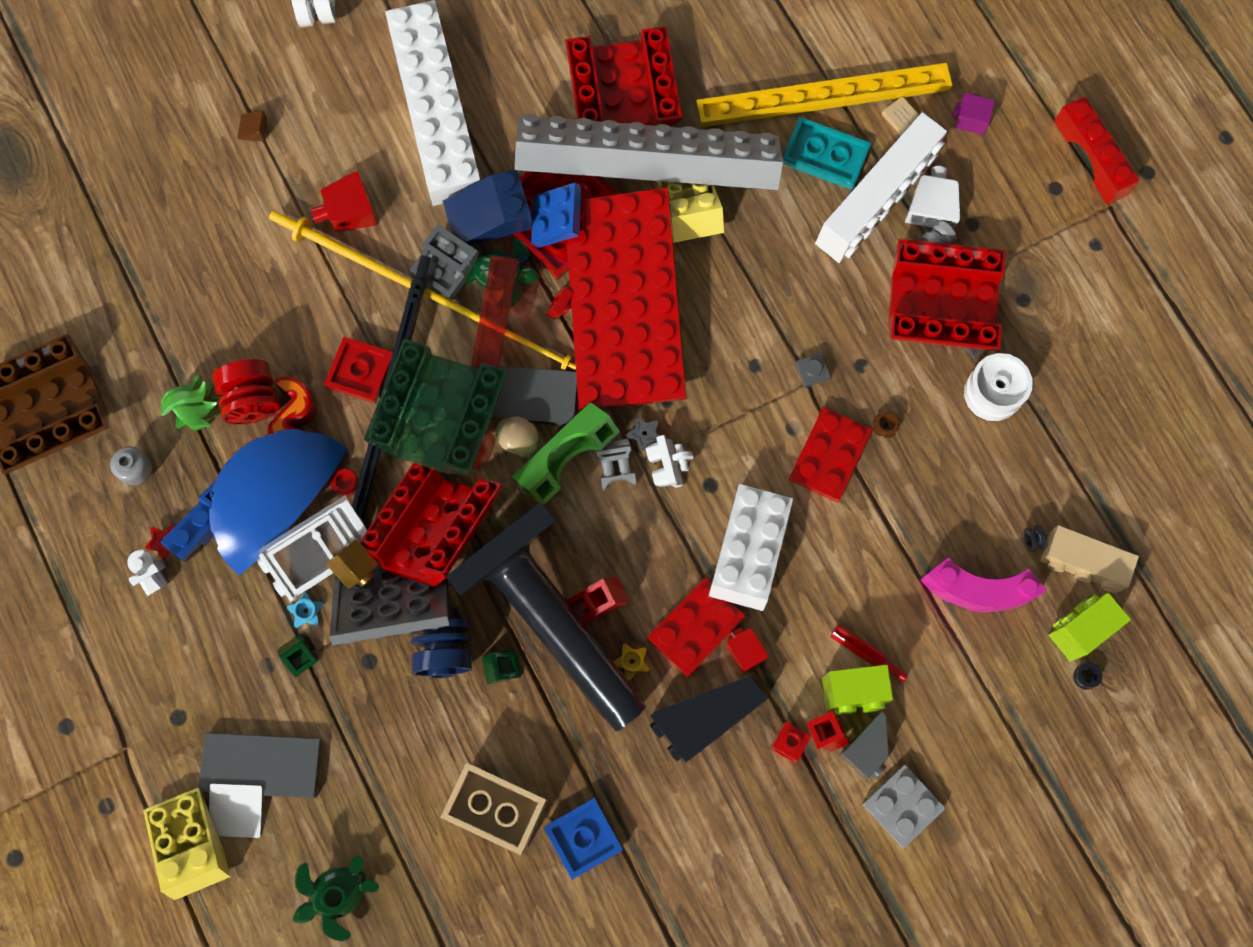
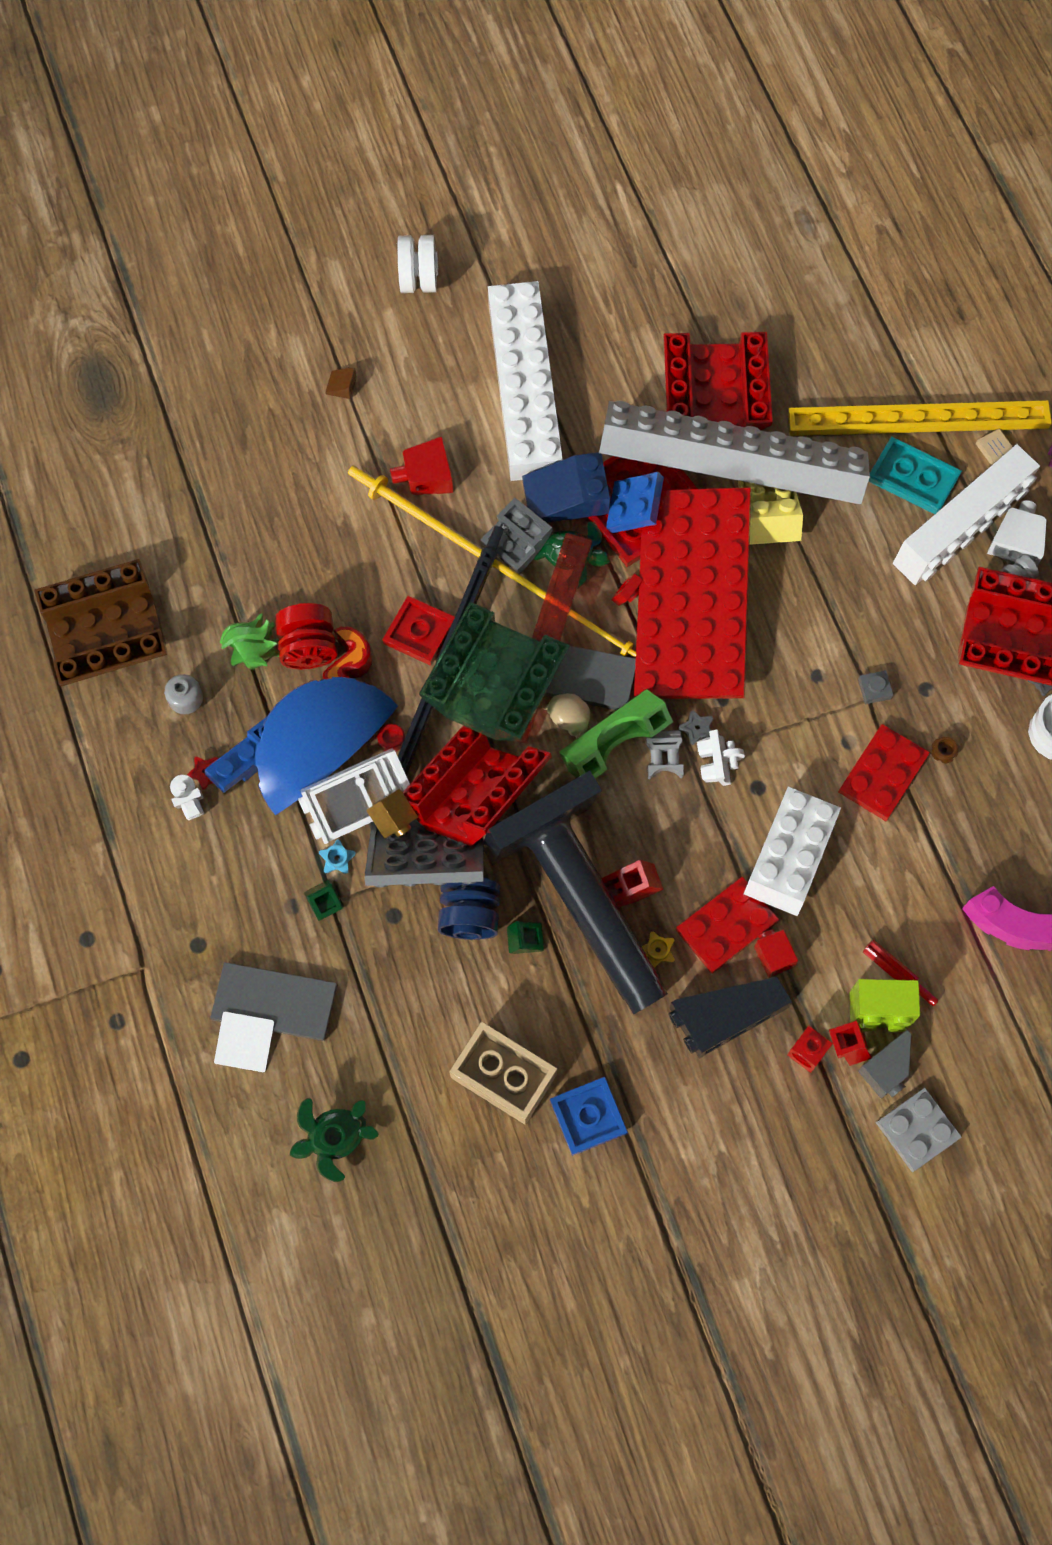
camera: 10 degrees right, 5 degrees down
(185, 845) = (192, 1067): light yellow slope -> none

